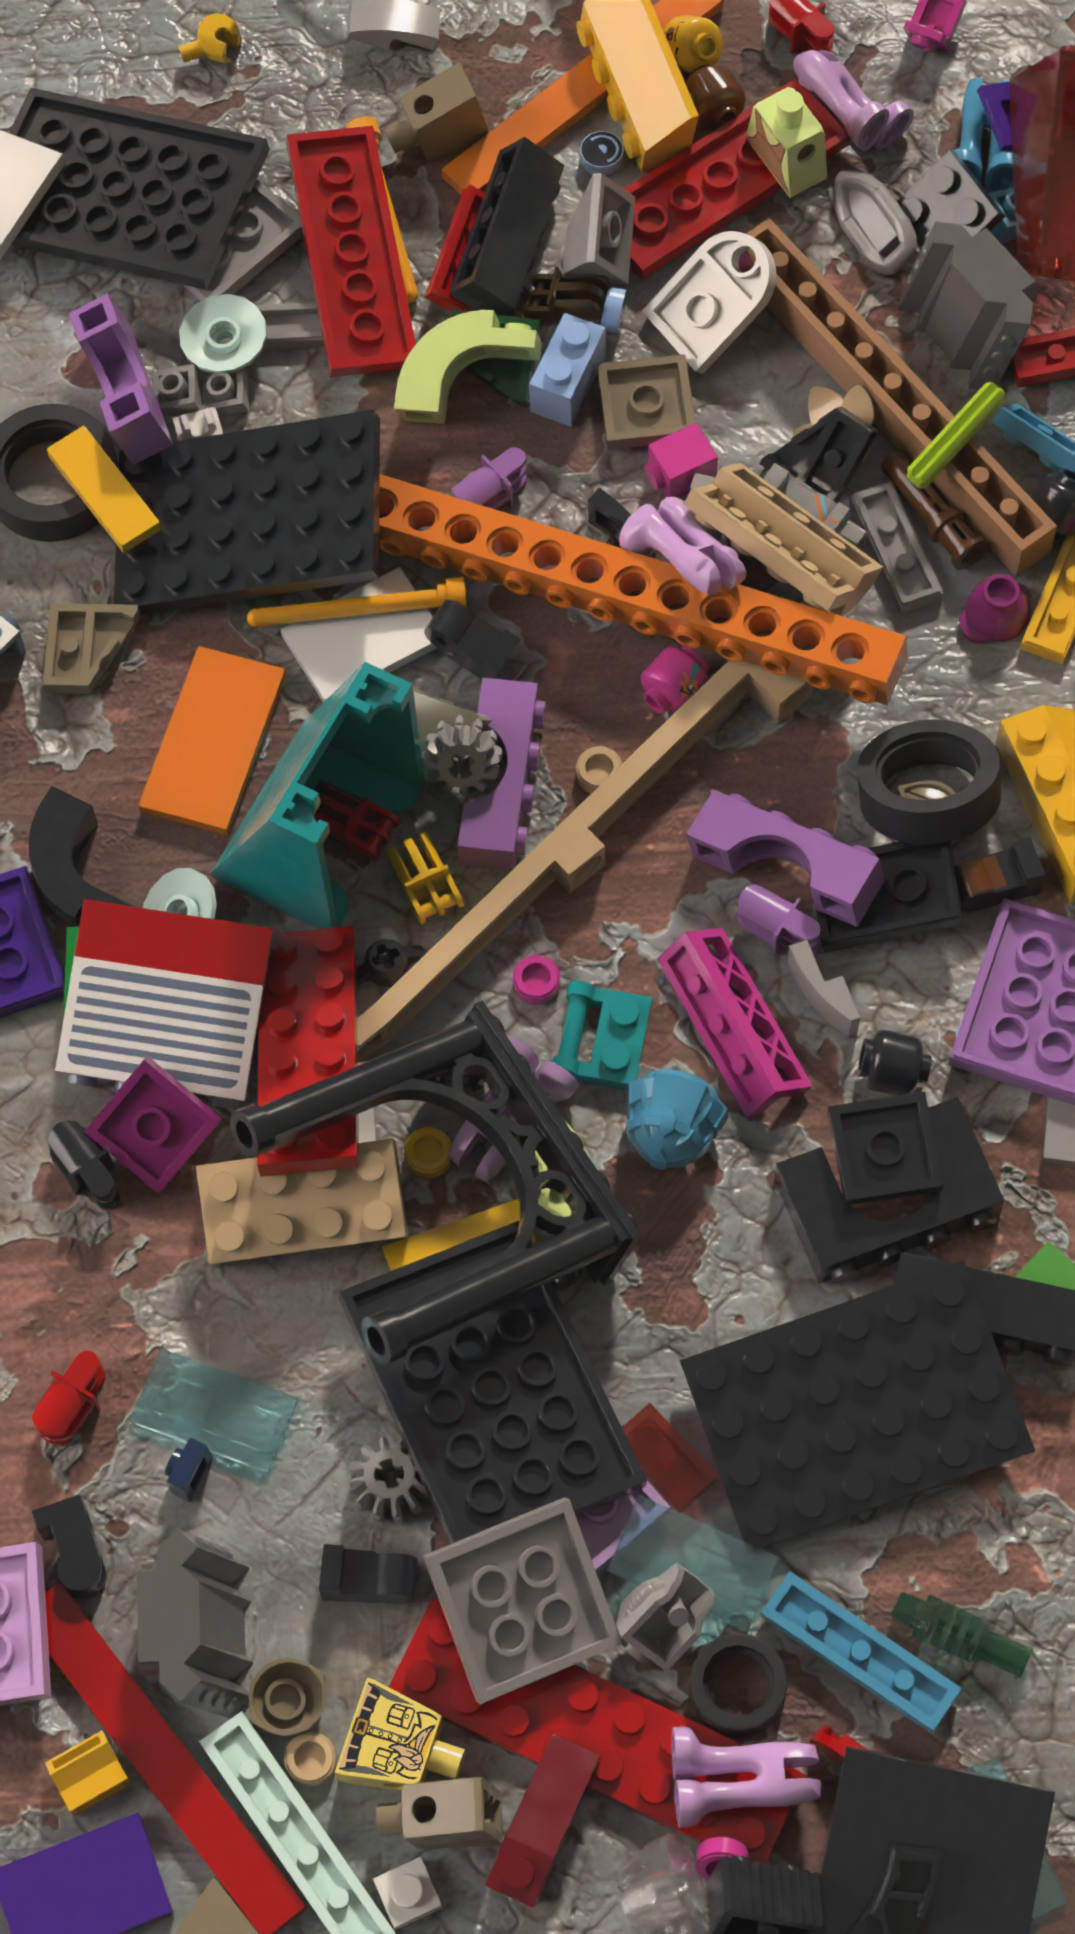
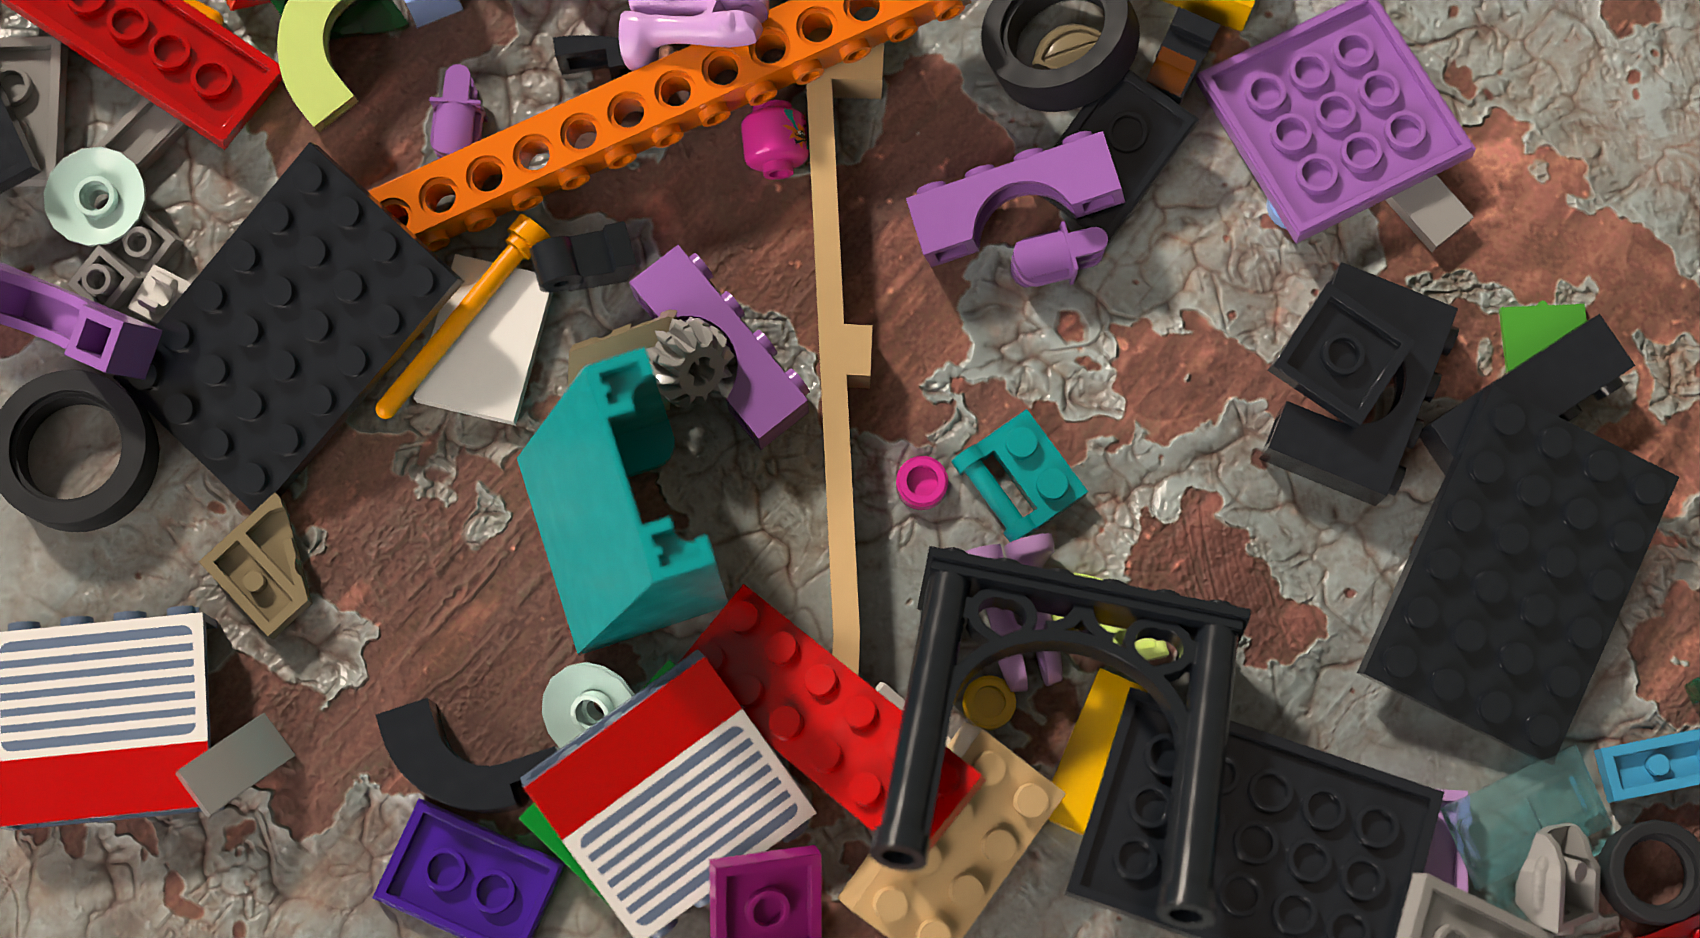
camera: 50 degrees left, 10 degrees up
(103, 489) = (142, 423): yellow tile -> none
(212, 740) = (457, 543): orange tile -> none
(351, 818) = (648, 498): red arm -> none
(390, 970) = (802, 585): black piece -> none
(426, 882) = (754, 489): yellow arm -> none
(595, 767) = (789, 268): tan tile -> none
(668, 1458) = (1422, 754): clear red plate -> none
(673, 1117) = (1153, 491): dark azure helmet -> none
(726, 1020) = (1104, 371): dark pink fence -> none
(828, 998) = (1165, 280): light grey slope -> none
(893, 1062) = (1260, 282): black head -> none

